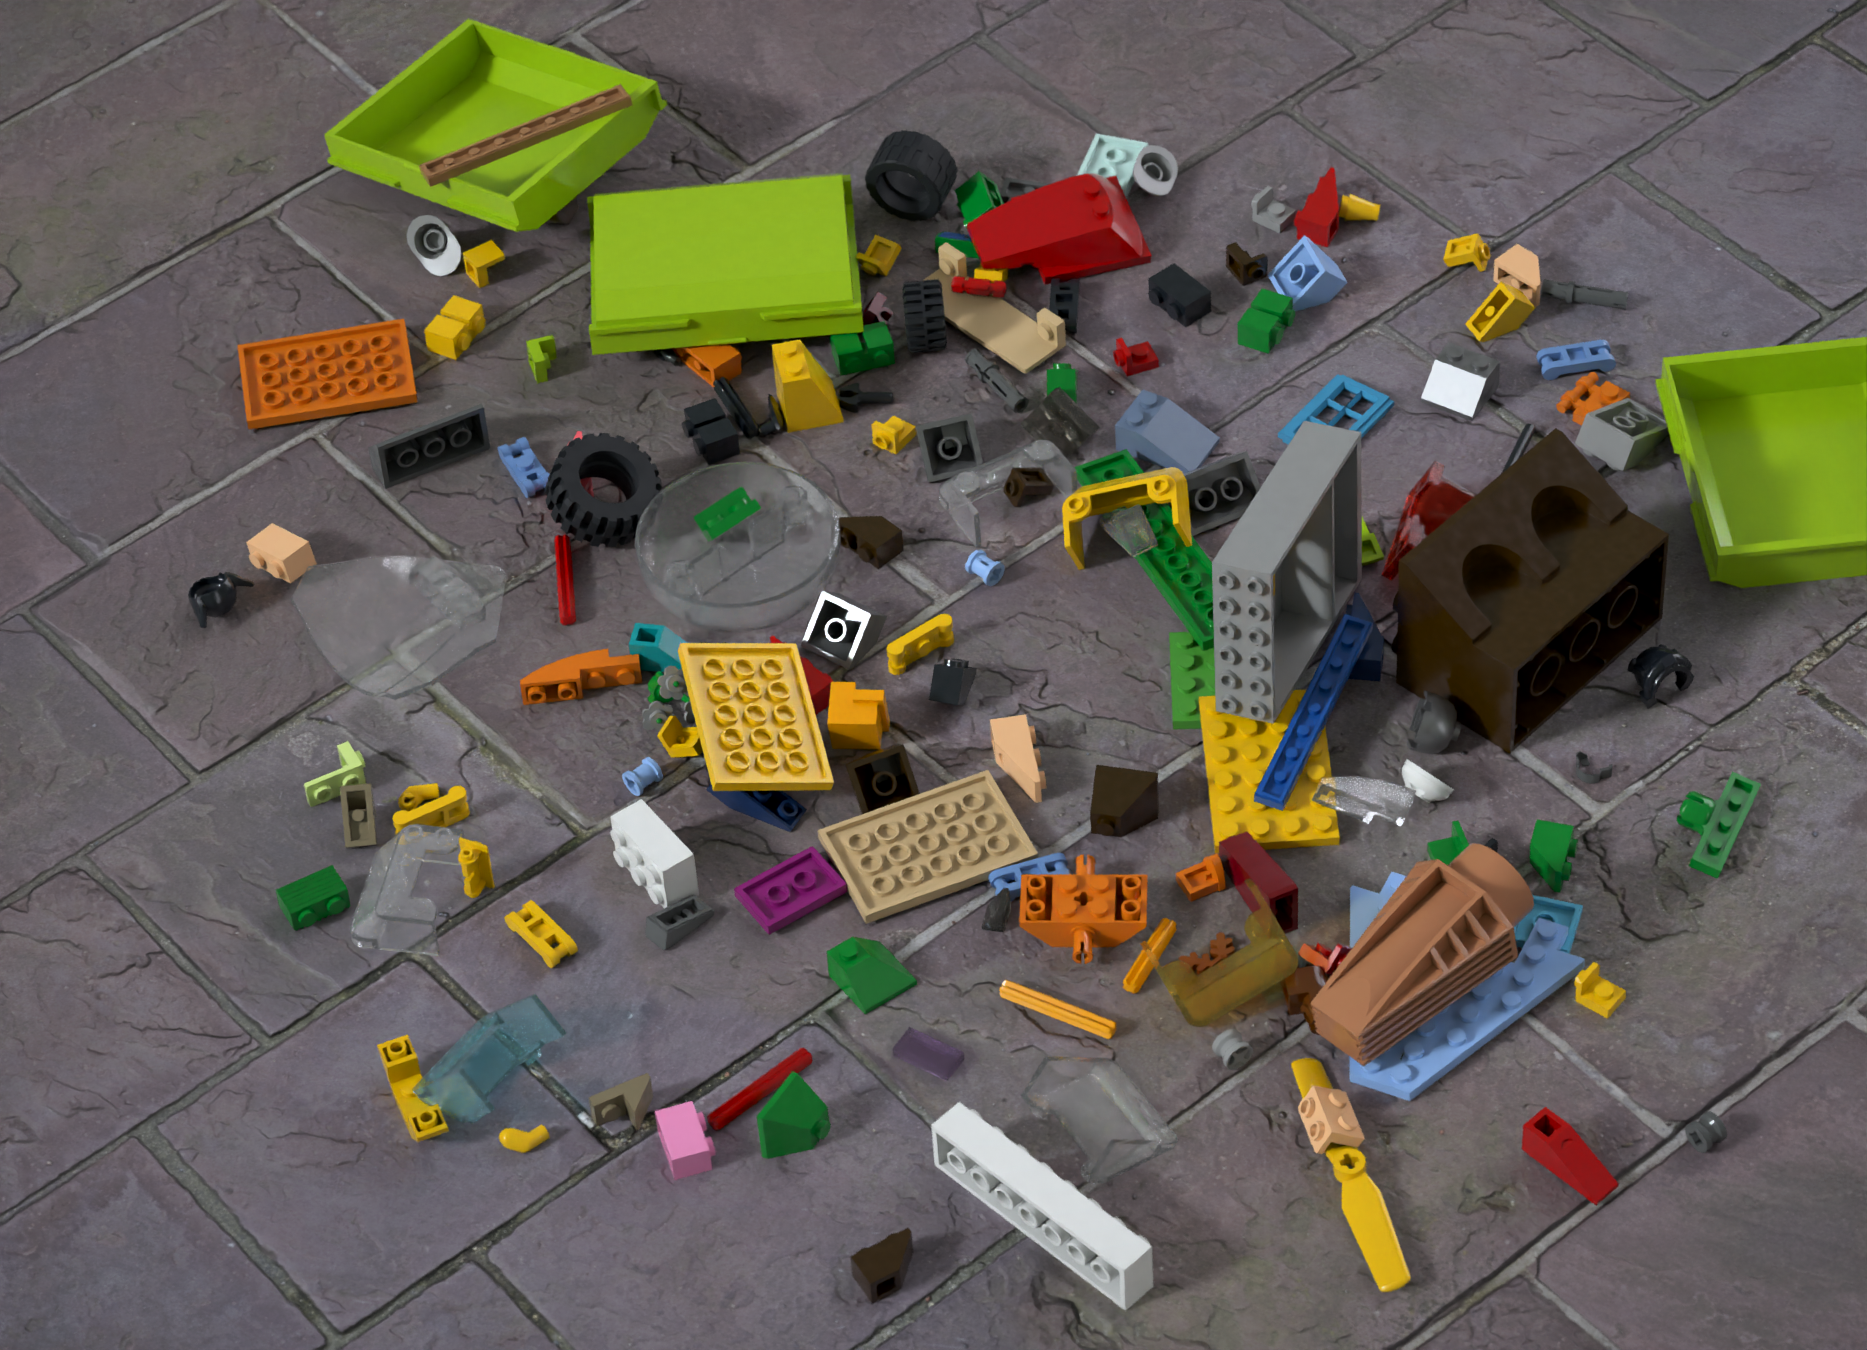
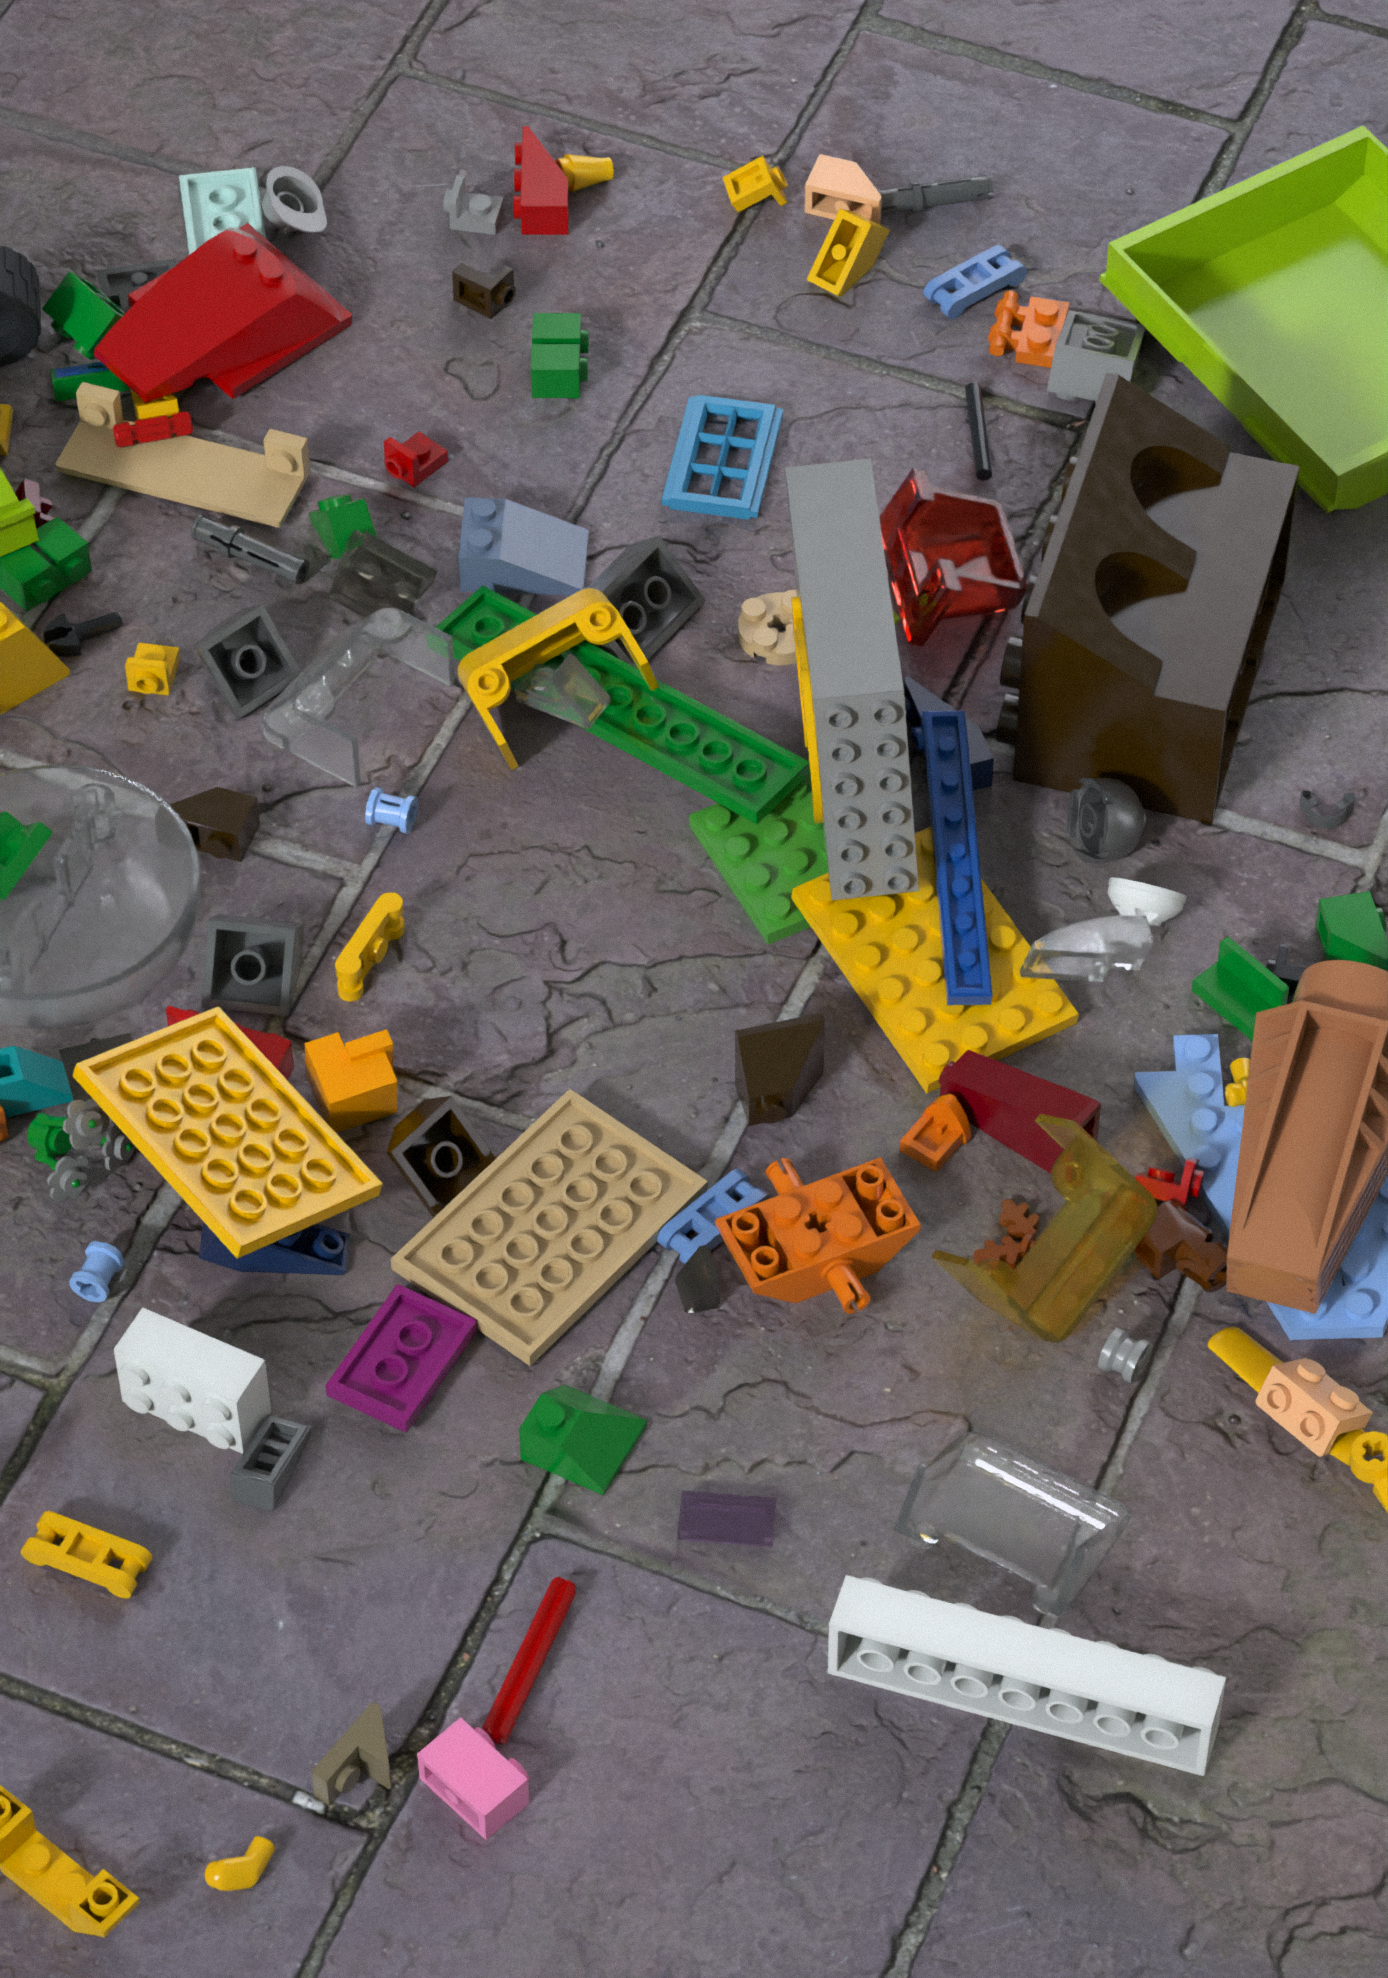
camera: 30 degrees left, 5 degrees up
(486, 1057) = (116, 1772): clear light blue windscreen -> none
(679, 740) = (126, 1198): yellow bracket -> none
(792, 1119) = (616, 1687): green slope -> none
(883, 1266) = (858, 1850): dark brown slope -> none
(924, 315) = (111, 491): black tyre -> none
(952, 681) = (446, 983): black slope -> none
(1014, 753) = (588, 1050): light nougat slope -> none
(1026, 482) = (374, 676): dark brown bracket -> none
(1058, 1009) = (860, 1388): light orange axle -> none
(1065, 302) = (275, 409): black plate -> none
(1142, 966) = (933, 1275): light orange axle -> none
(1179, 295) = (424, 355): black piece -> none
(1307, 276) = (573, 278): light blue slope -> none
(1461, 381) = (855, 355): slope -> none
(1654, 665) = (1337, 648): black helmet -> none

